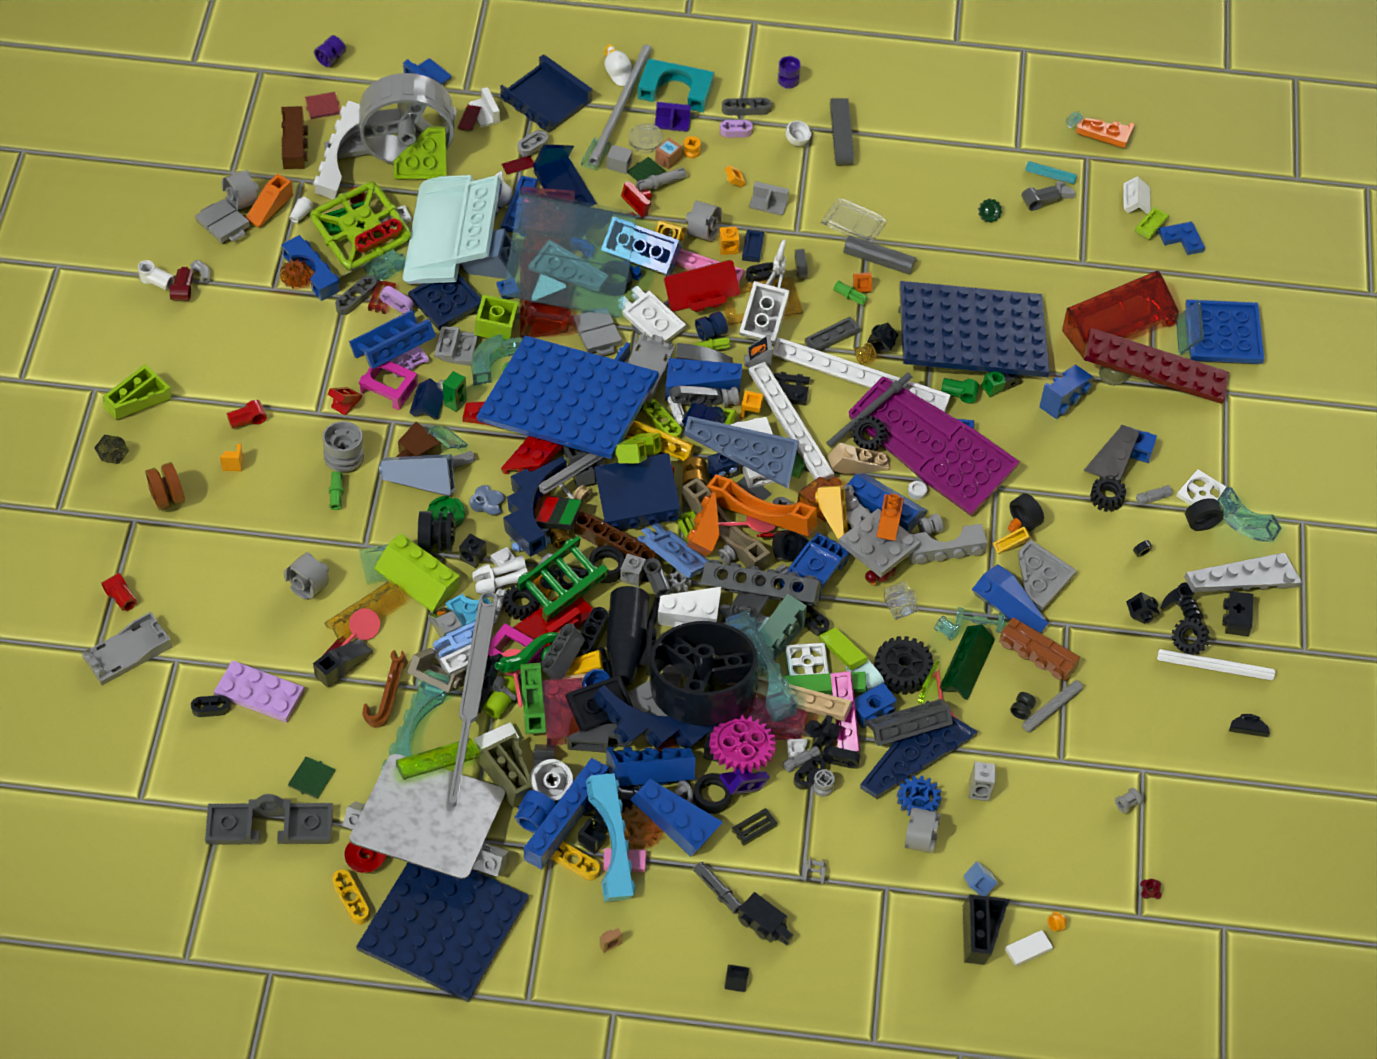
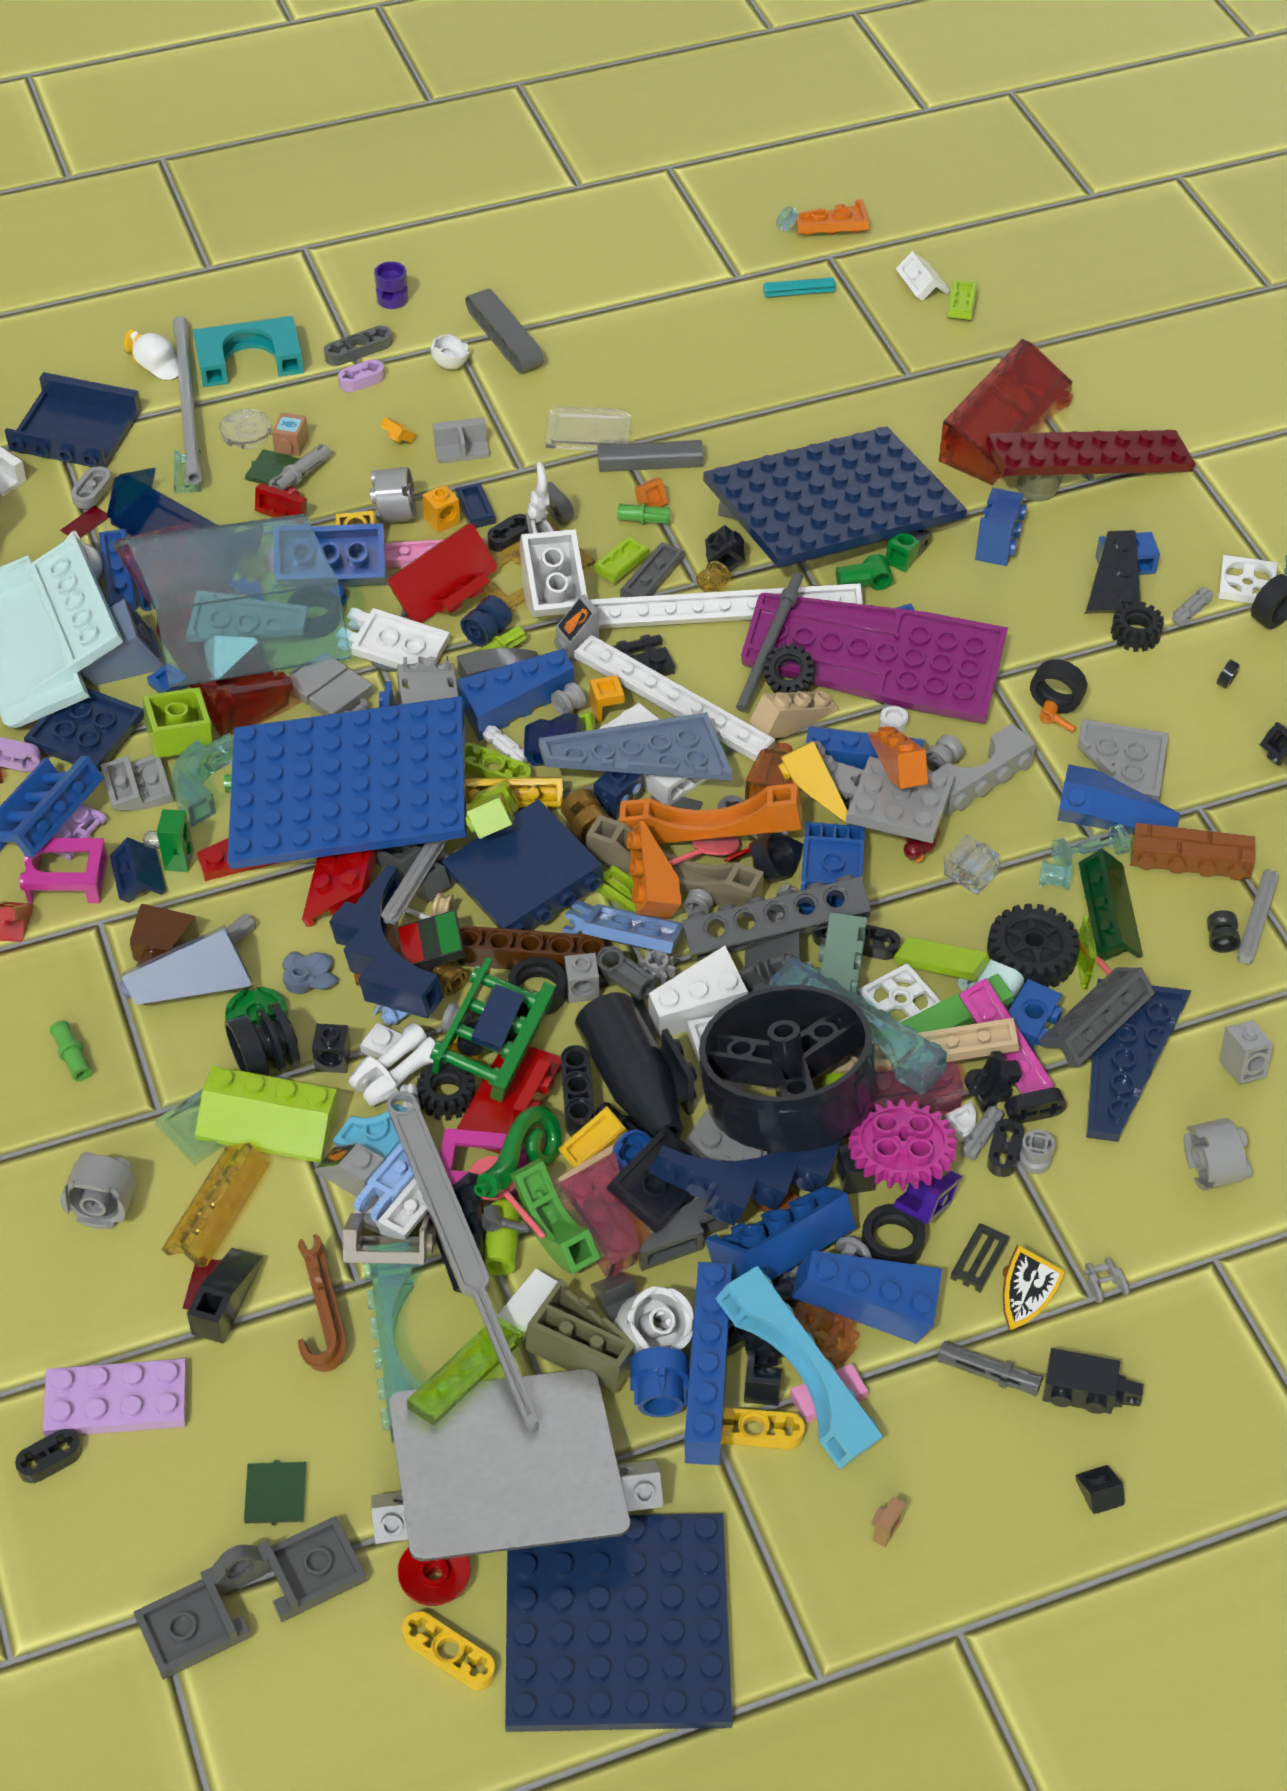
camera: 25 degrees left, 5 degrees down
(343, 446) = (49, 981): light grey wheel -> none
(363, 625) = (227, 1225): coral piece -> none
(446, 437) = (197, 908): clear light blue piece -> none
(562, 652) = (560, 1130): dark grey beam -> none
(565, 573) = (497, 1018): none -> dark blue tile
(619, 159) = (226, 464): light grey panel -> none
(673, 116) = (267, 389): dark purple panel -> none
(684, 395) = (506, 719): dark grey beam -> none
(692, 147) = (317, 416): light orange wheel -> none
(766, 854) = (1028, 1286): none -> shield
(818, 318) = (621, 559): none -> lime plate
(919, 795) = (1164, 1101): blue gear -> none
(990, 210) = (755, 354): dark green piece -> none
(1012, 540) = (1060, 730): yellow piece -> none
(1035, 198) = (803, 321): dark grey piece -> none
(1064, 191) = (828, 304): light grey tile -> none
(1184, 233) = (1009, 298): blue plate -> none
(1189, 328) = (1097, 396): clear light blue piece -> none
(1229, 332) = (1137, 387): blue plate -> none

